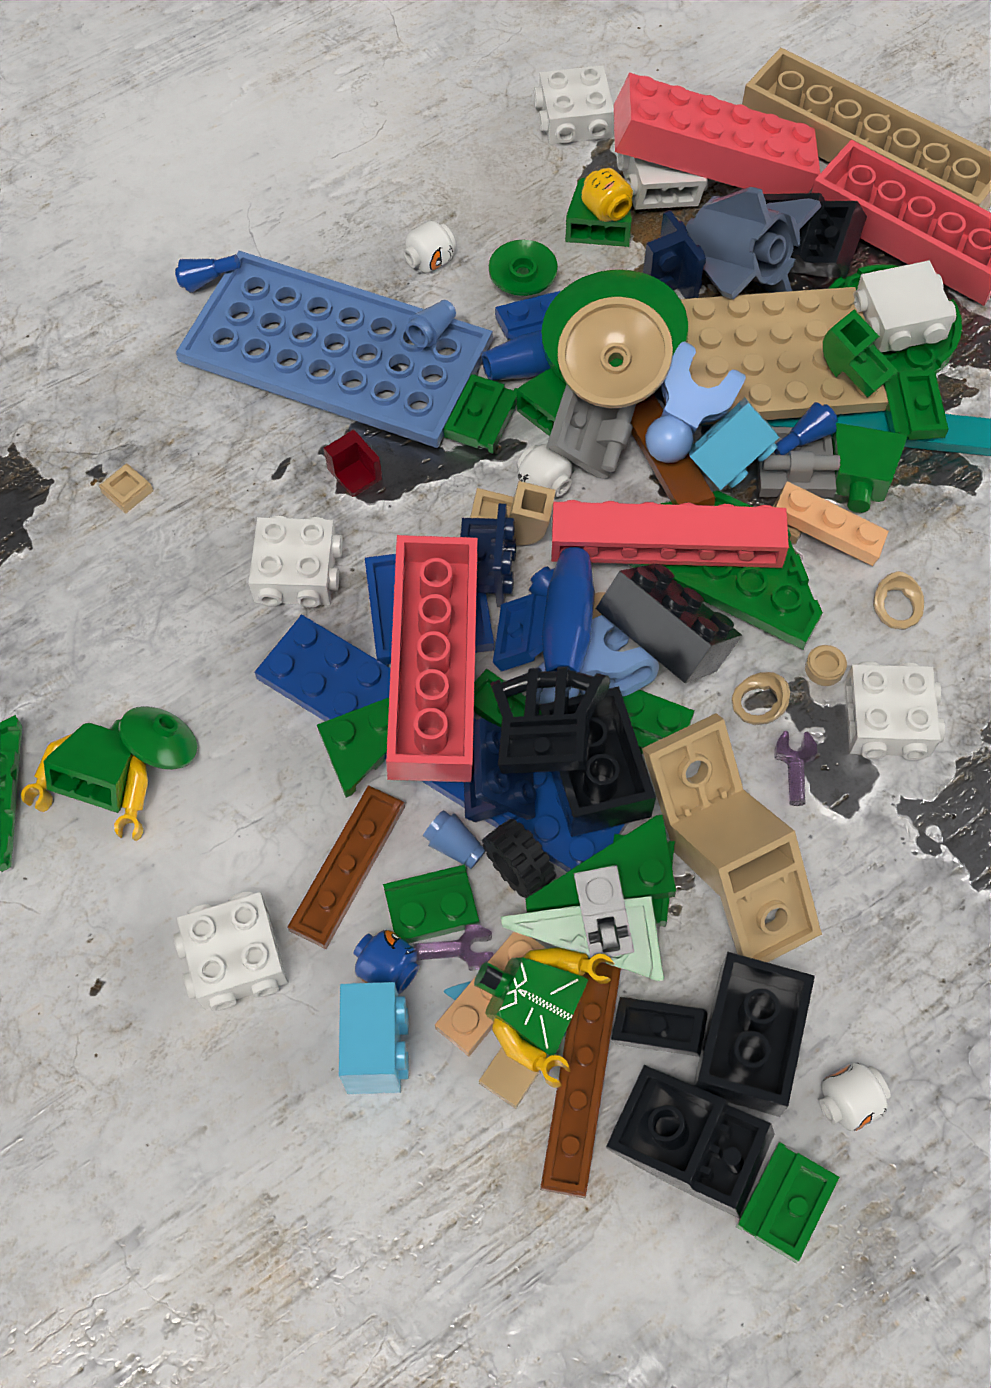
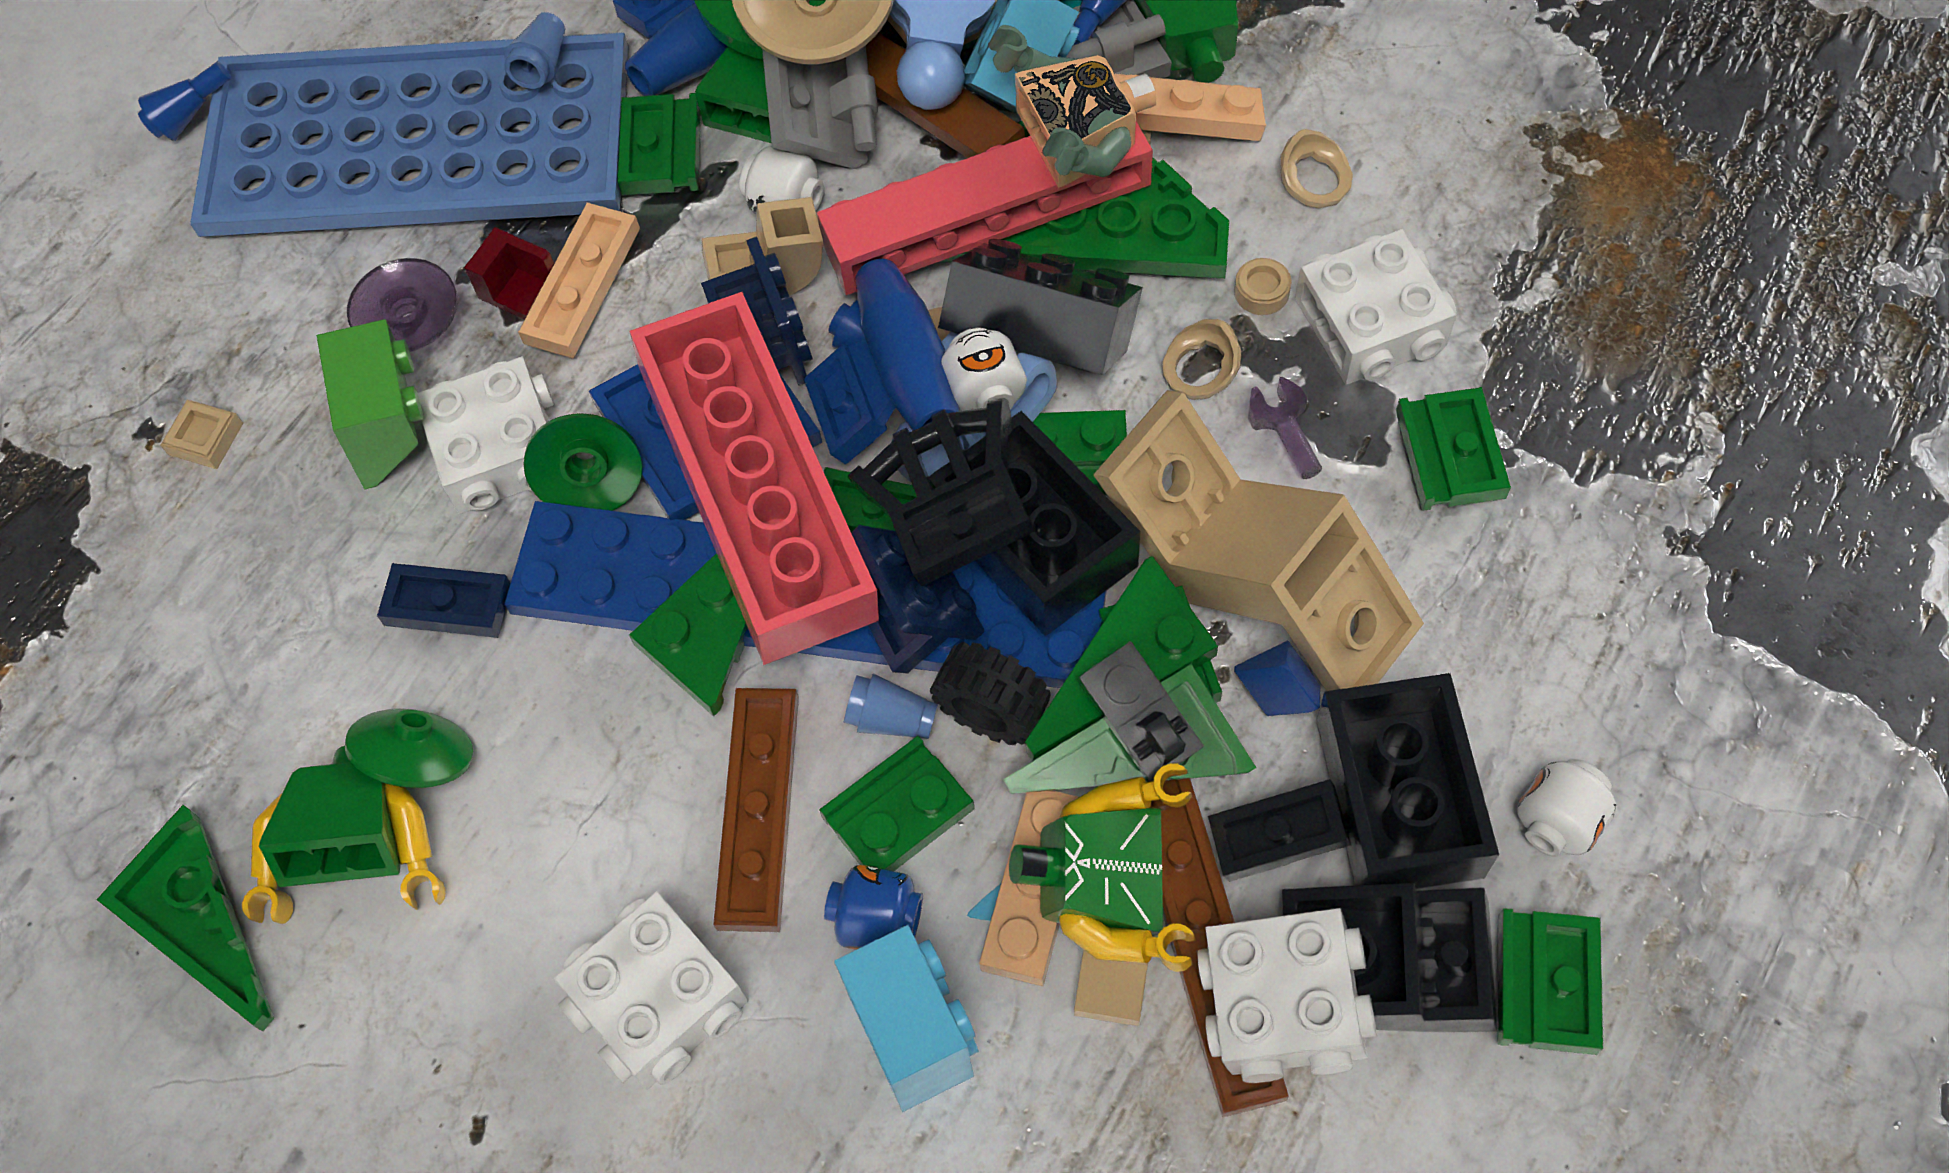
camera: 20 degrees left, 0 degrees up
(220, 654) = (444, 600): none -> dark blue plate
(229, 509) = (370, 397): none -> bright green slope
(273, 445) = (402, 289): none -> clear purple dish
(344, 618) = (596, 482): none -> green dish
(392, 483) = (579, 280): none -> light nougat plate
(458, 948) = (963, 849): clear purple bar -> none
(607, 650) = (983, 369): none -> white head
(610, 1133) = (1286, 995): none -> white brick
(707, 931) = (1280, 681): none -> blue slope
(746, 499) = (1072, 106): none -> torso
(897, 827) = (1453, 449): none -> green plate

